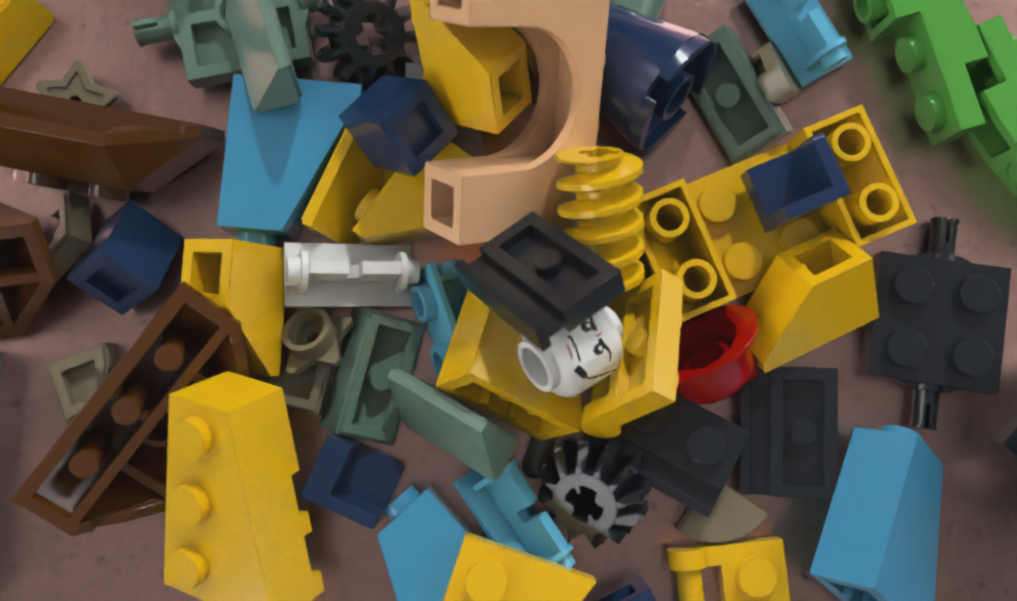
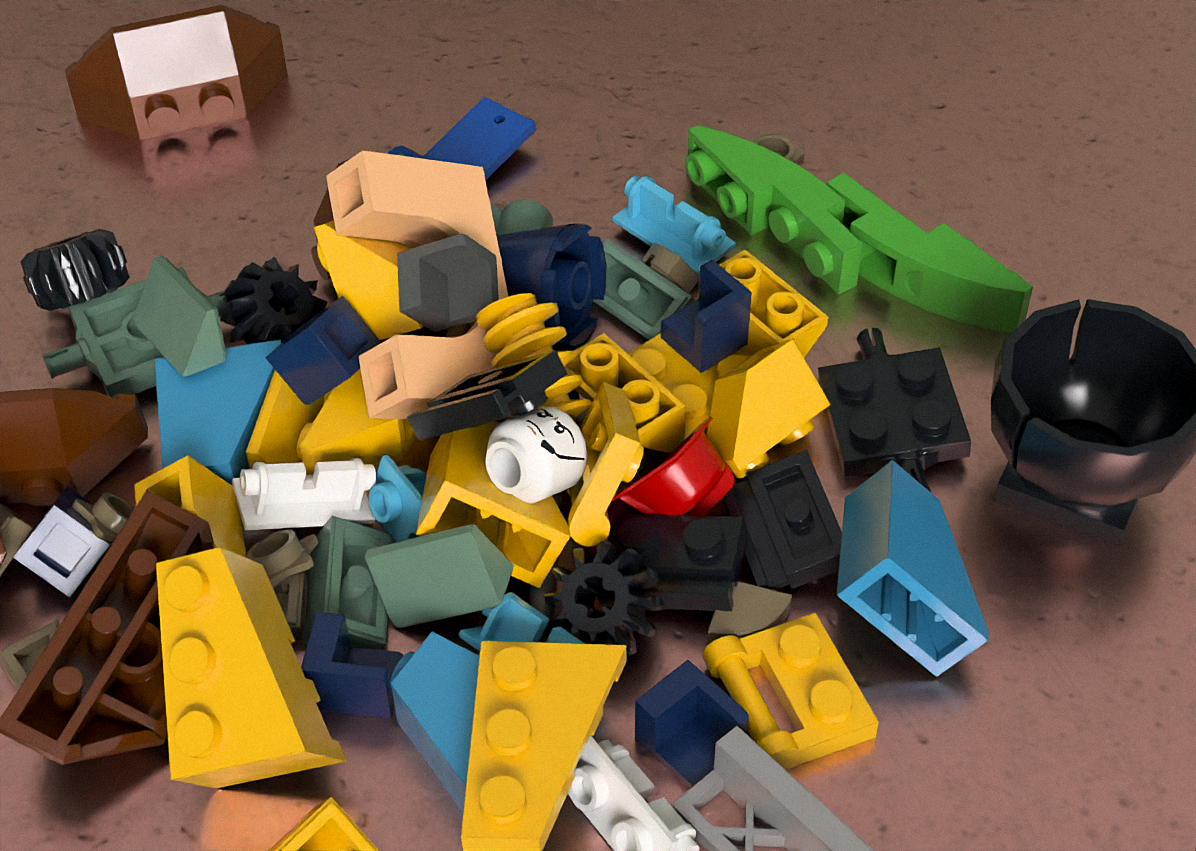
camera: 10 degrees left, 35 degrees down
(150, 251) = (105, 516): none -> dark tan plate
(536, 102) = (446, 282): none -> dark grey panel

